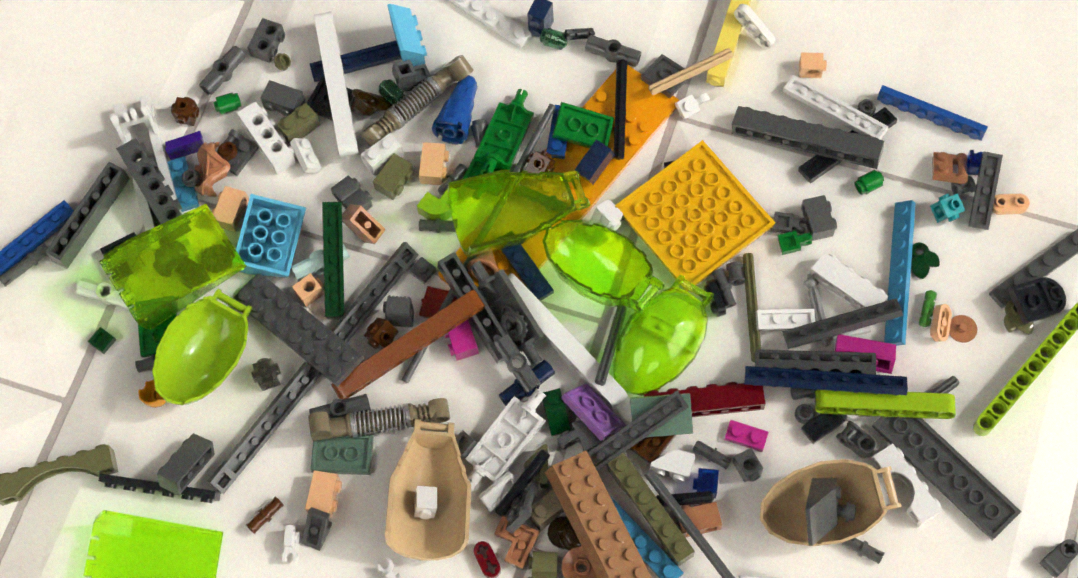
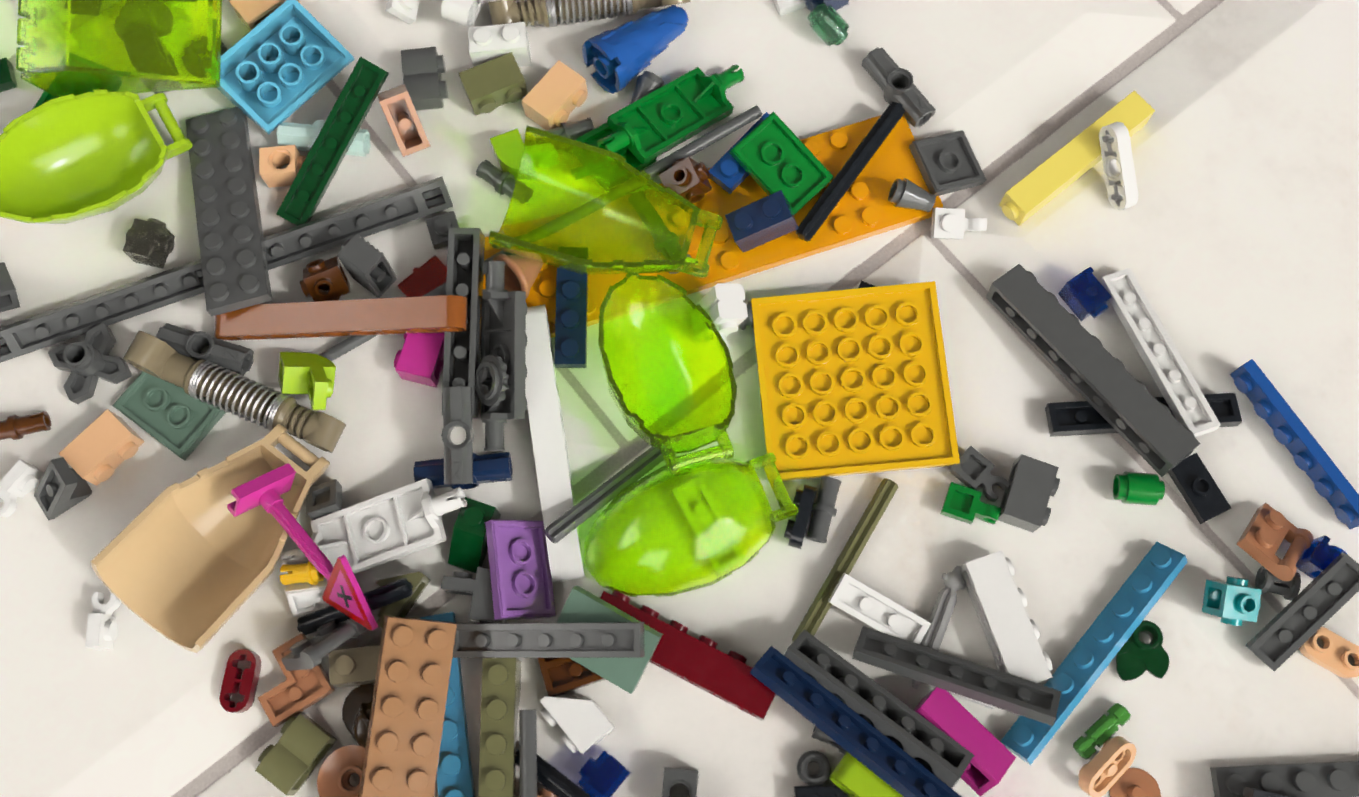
camera: 30 degrees right, 5 degrees up
(280, 457) = (89, 362): none -> dark grey plant
(408, 387) = (307, 375): none -> lime brick
(425, 502) = (211, 548): white brick -> none
(483, 483) = (300, 574): none -> yellow pin
(515, 471) = (342, 587): none -> dark pink piece
(581, 33) = (865, 36): black axle -> none
(658, 104) = (909, 195): none -> dark grey cone
(690, 71) = (984, 176): tan axle -> none
(711, 454) = (641, 739): dark grey axle -> none
(735, 273) = (854, 499): dark grey bush -> none
(746, 435) = (710, 744): dark pink plate -> none
(781, 102) = (1085, 295): none -> clear blue brick
(811, 65) = (1166, 269): light nougat brick -> none
(866, 103) = (1211, 372): dark grey plate -> none
(898, 164) = (1199, 489): none -> black plate

